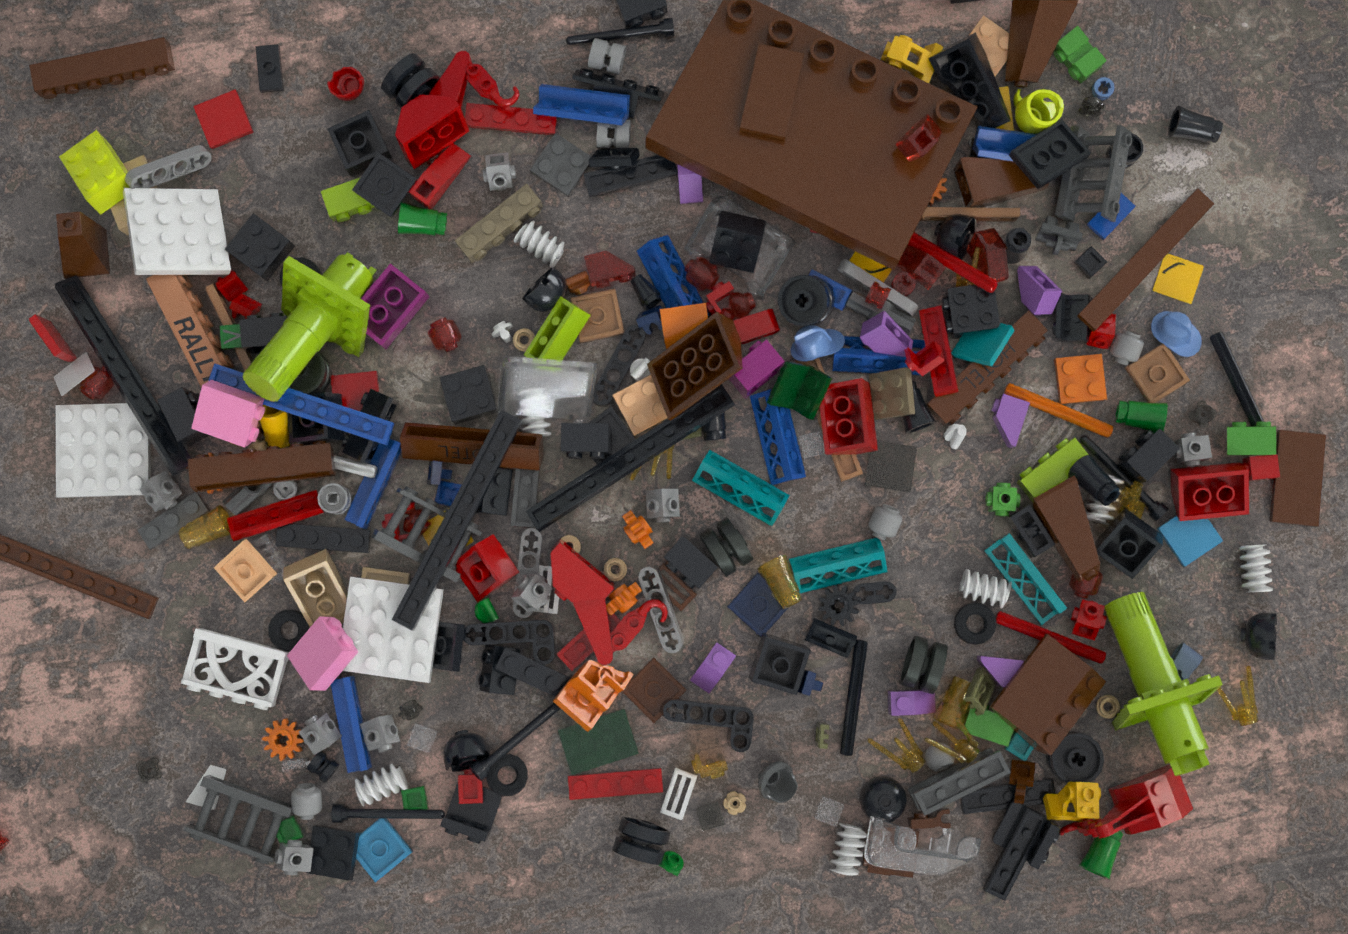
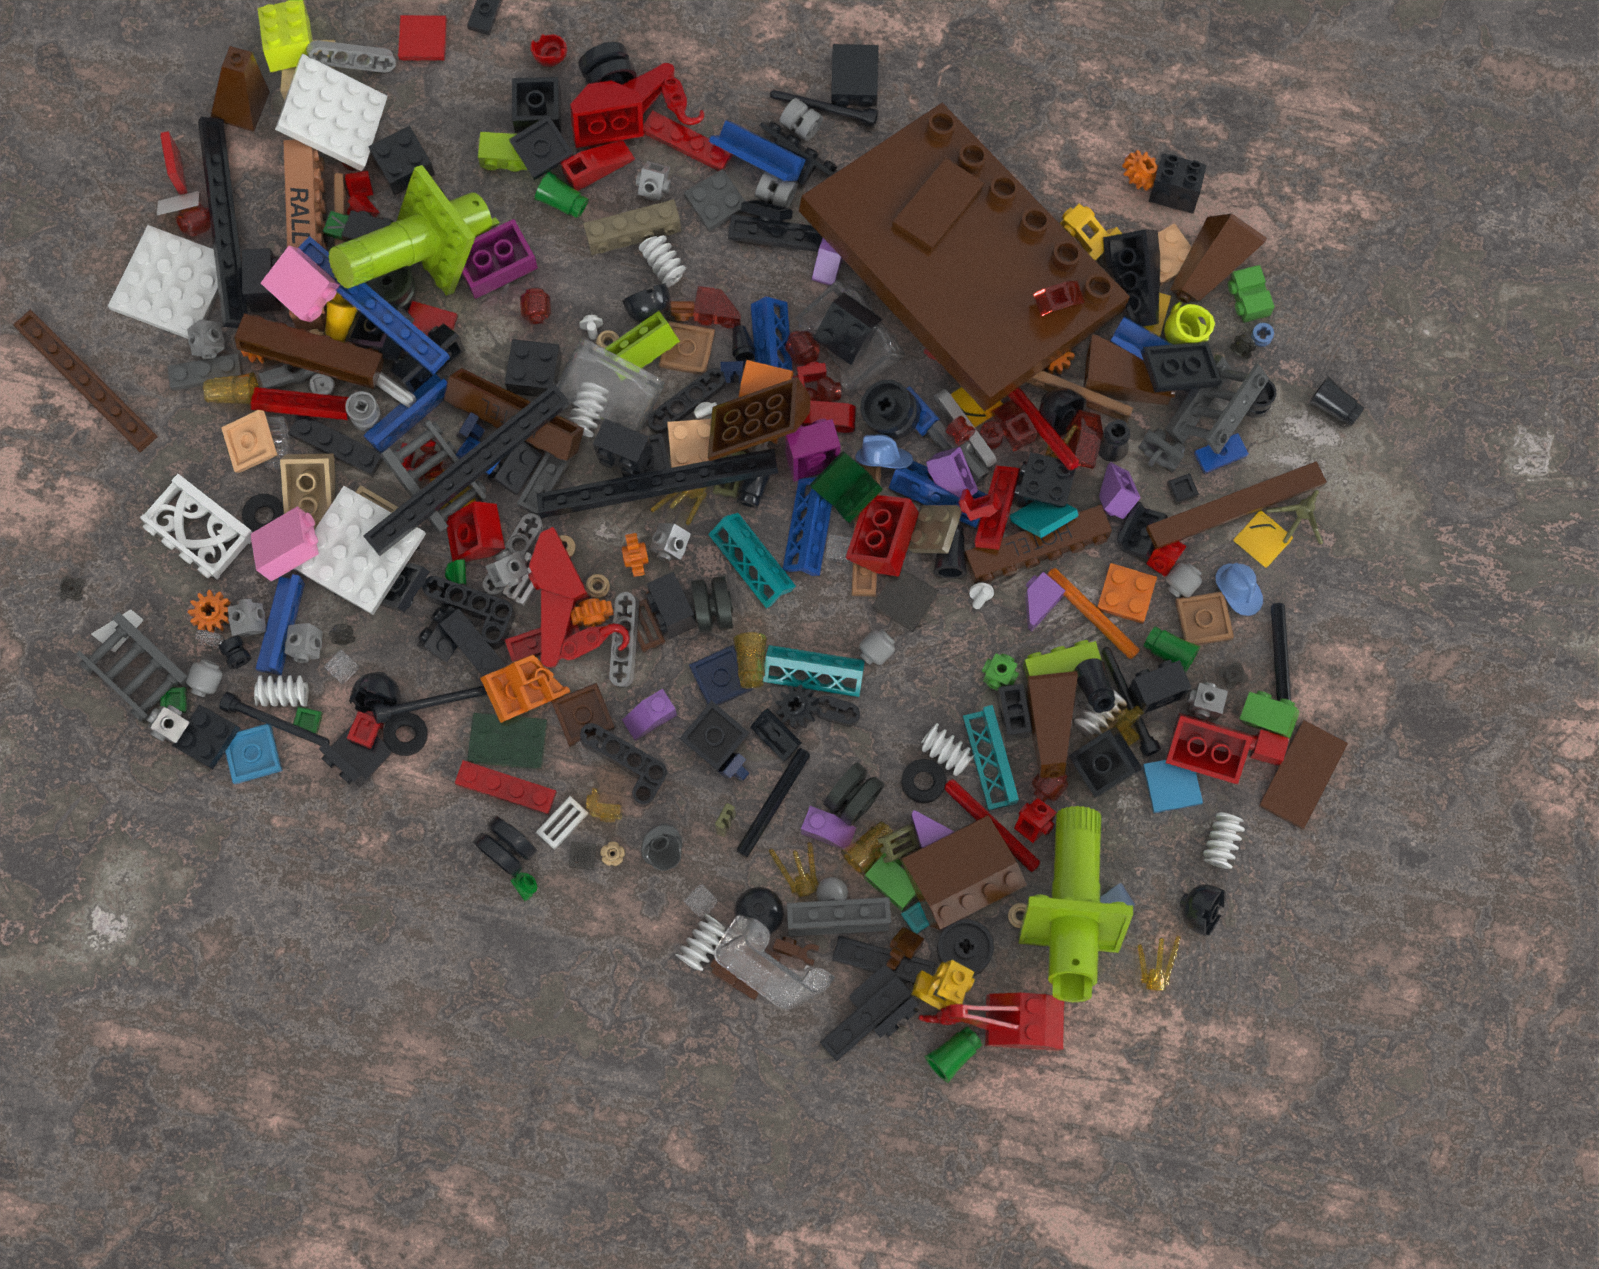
camera: 20 degrees right, 10 degrees down
(965, 749) = (857, 891): clear yellow plant -> none
(1205, 238) = (1304, 511): none -> olive plant

